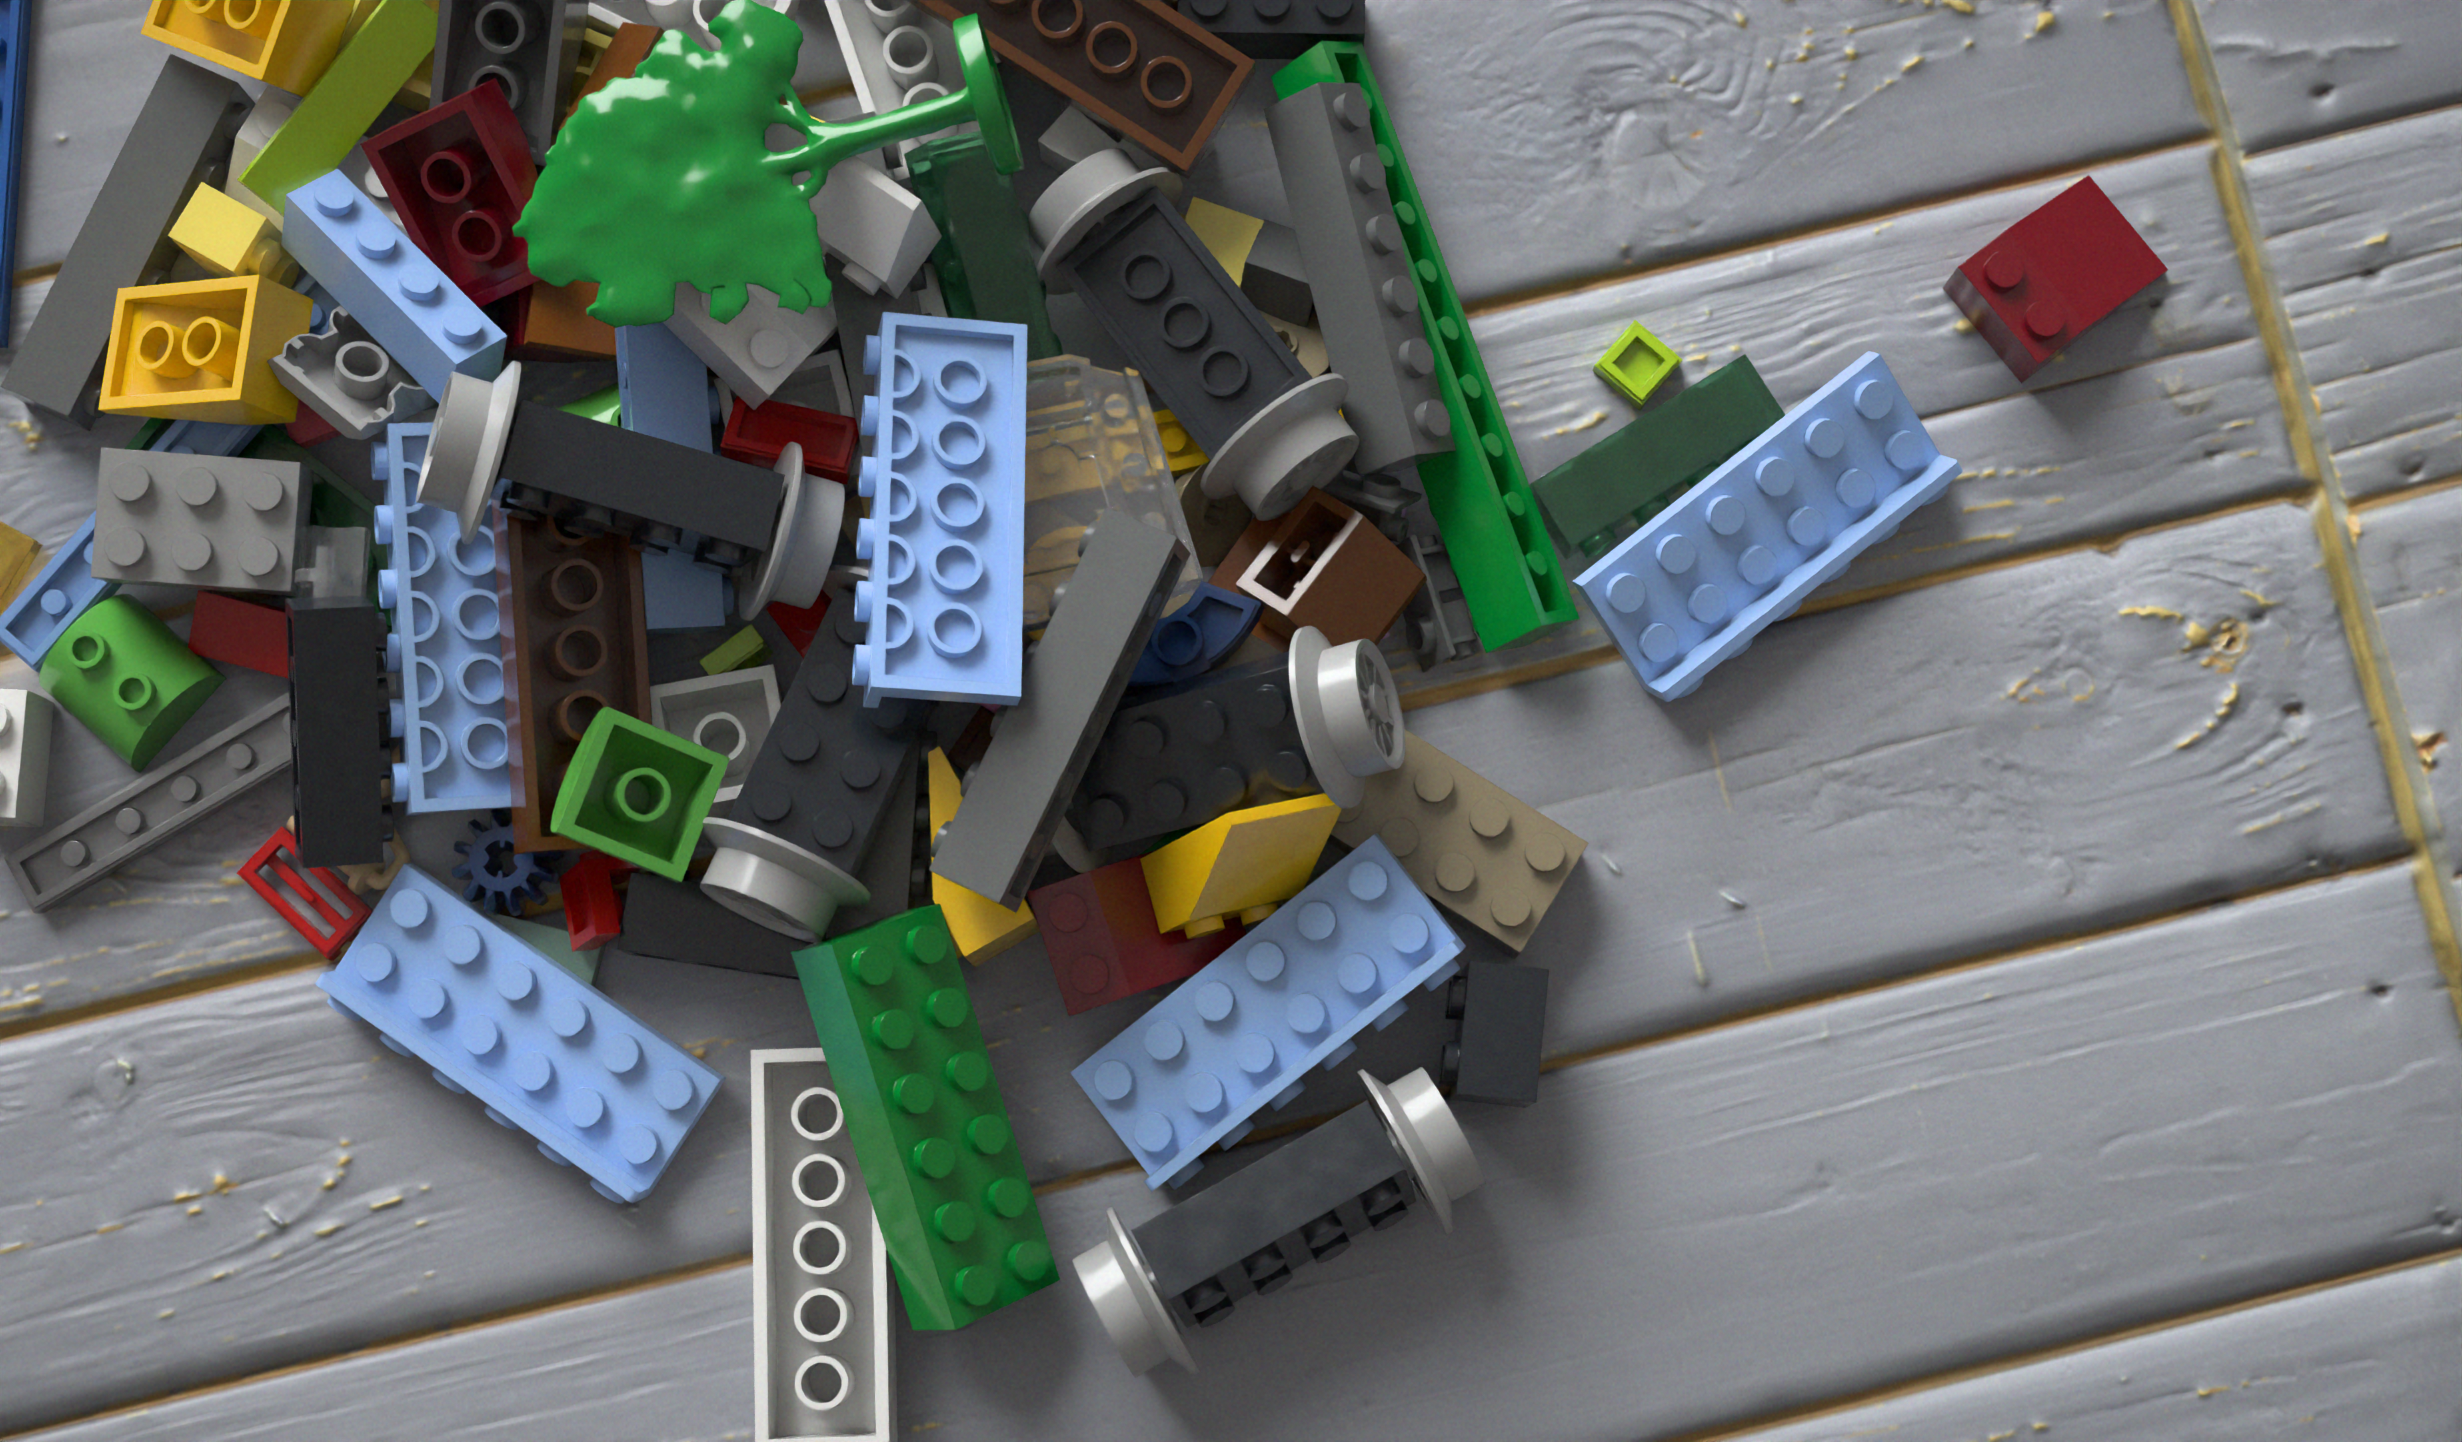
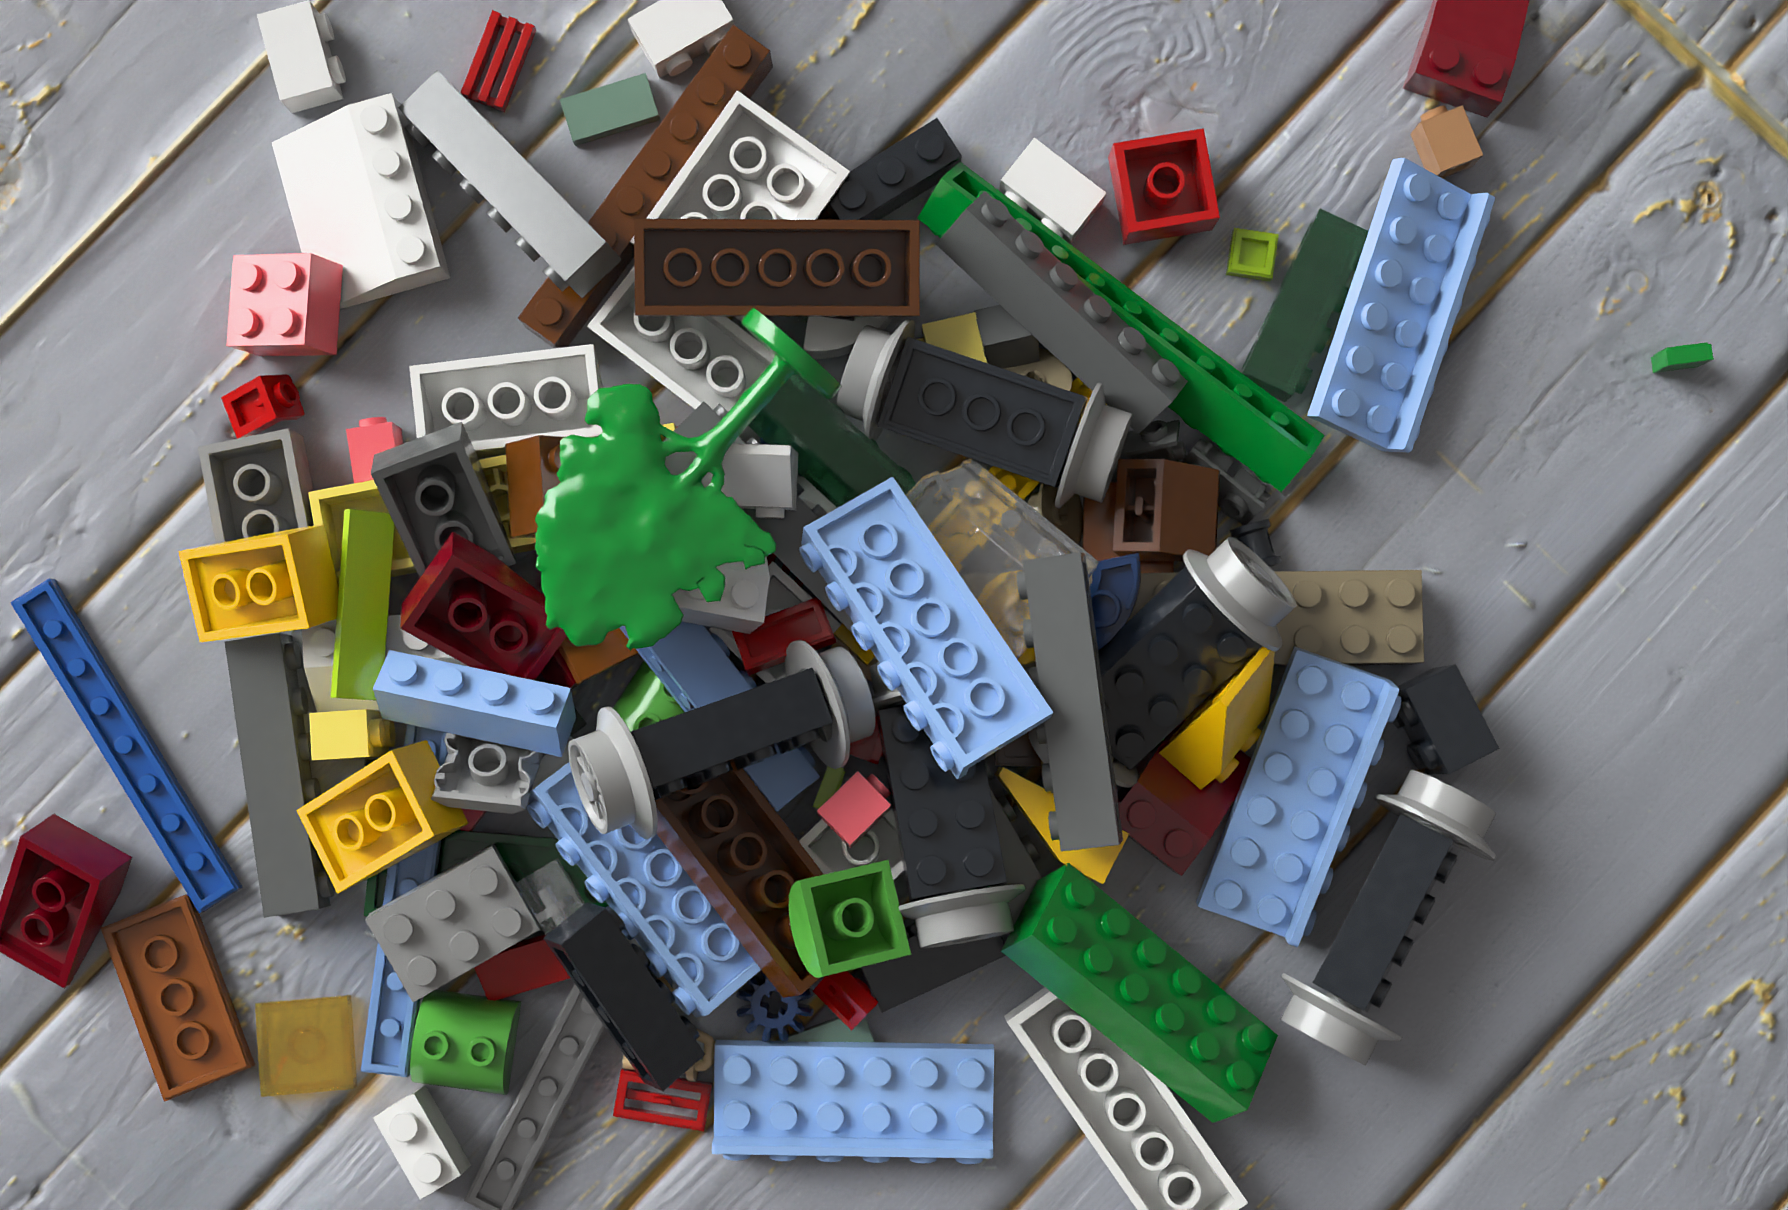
camera: 35 degrees left, 5 degrees up
(739, 685) = (856, 807): none -> coral brick
(1420, 695) = (1258, 540): none -> black bush
(1447, 145) = (1052, 190): none -> white brick
(1578, 217) = (1163, 186): none -> red brick
(1949, 376) = (1446, 141): none -> medium nougat brick
(2070, 801) = (1682, 357): none -> green tile

